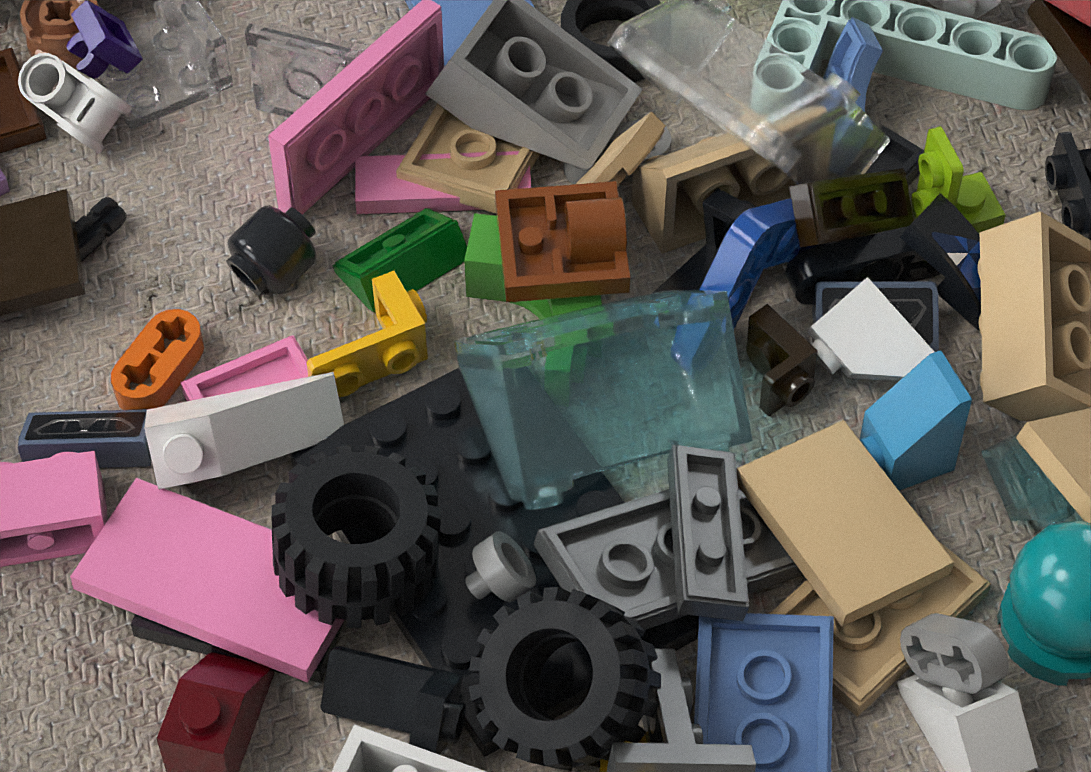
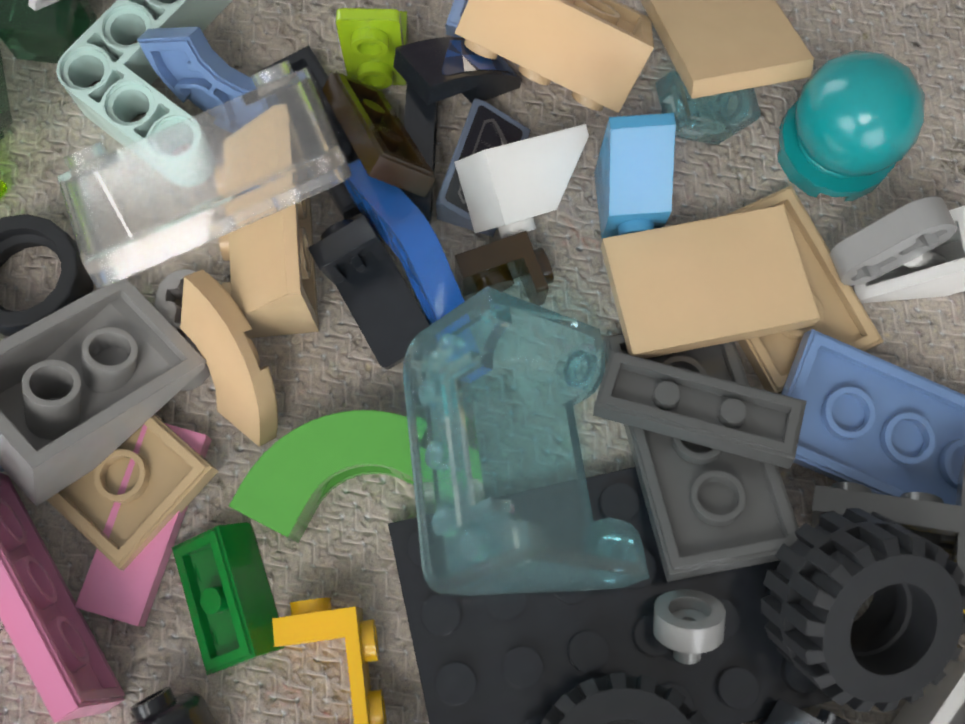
camera: 75 degrees left, 20 degrees up
(562, 241) = (316, 427): dark orange plate -> none

